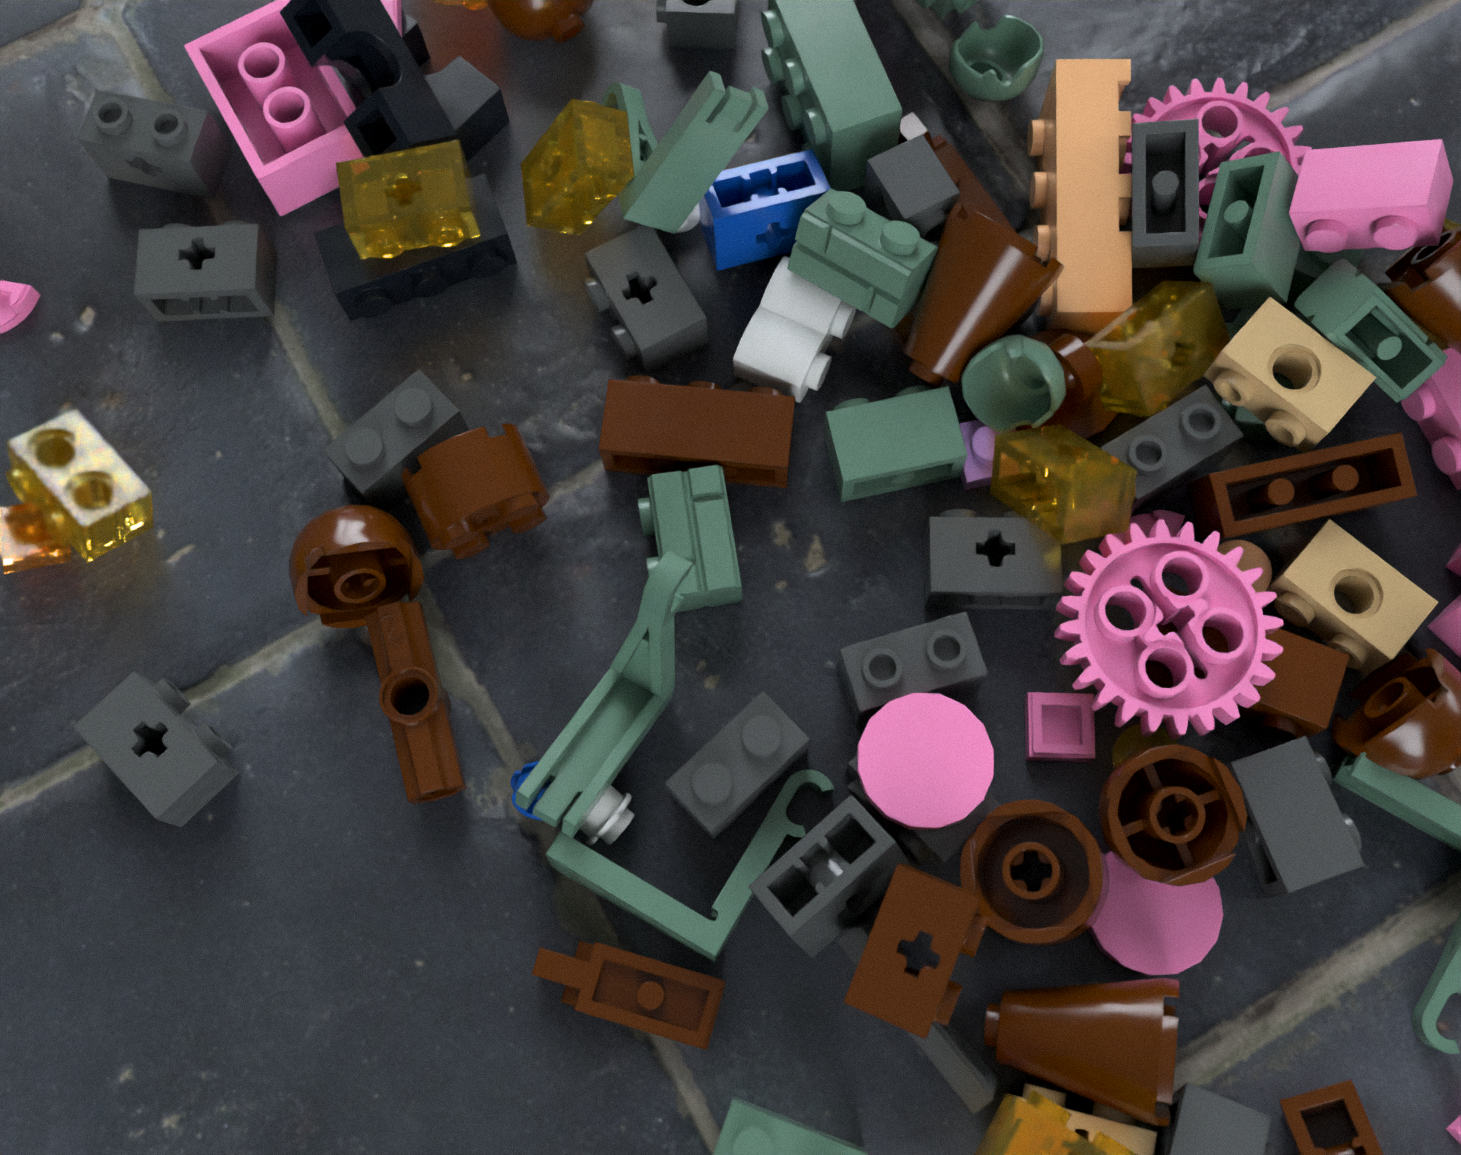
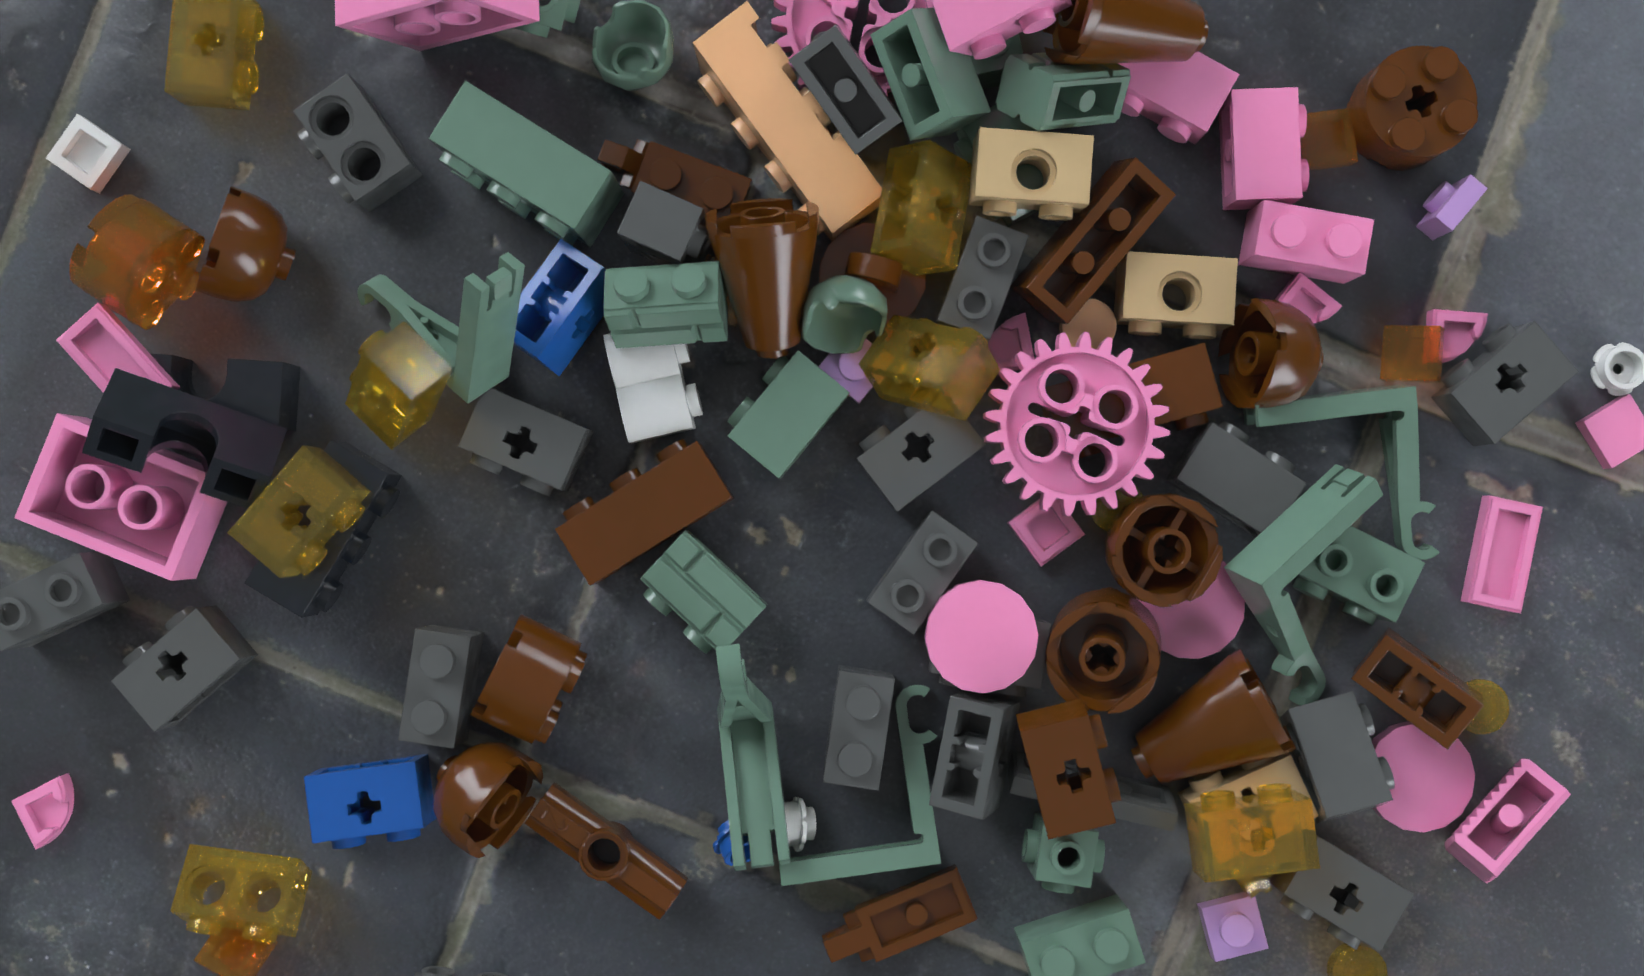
camera: 45 degrees left, 15 degrees up
(230, 472) = (338, 793): none -> blue brick
(821, 1066) = (1057, 874): none -> sand green brick
(1288, 906) = (1284, 552): none -> sand green hinge
(1353, 997) = (1362, 574): none -> sand green brick

